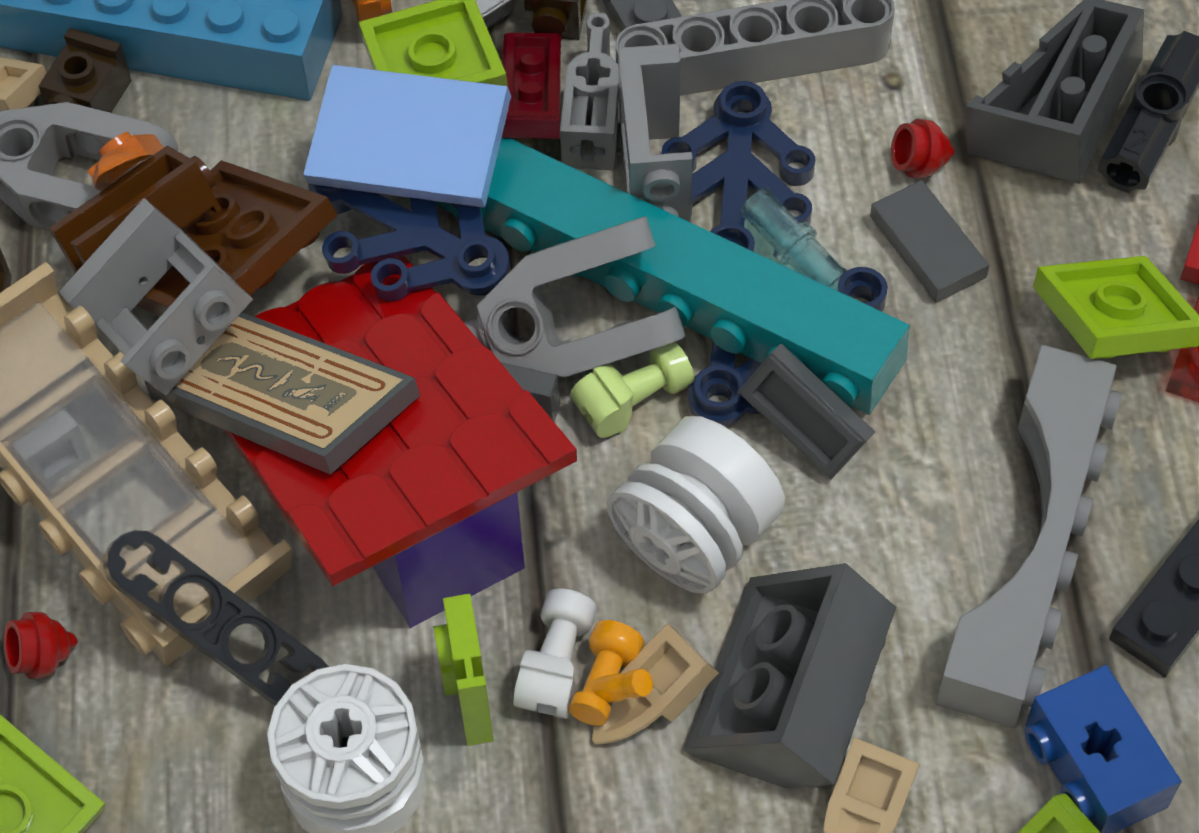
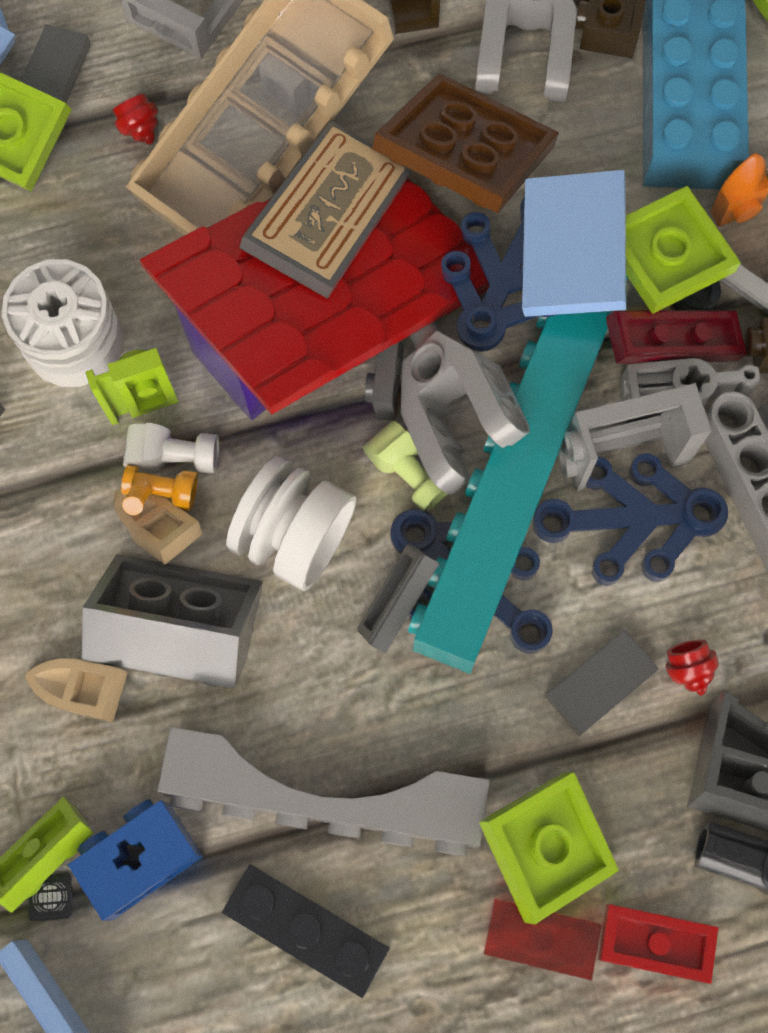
camera: 80 degrees right, 15 degrees up
(121, 157) = (523, 57): orange plate -> none
(128, 269) = (400, 77): light grey panel -> none
(167, 180) = (474, 79): reddish brown window -> none
(224, 616) = (136, 213): black beam -> none
(792, 241) = (569, 570): clear light blue pin -> none

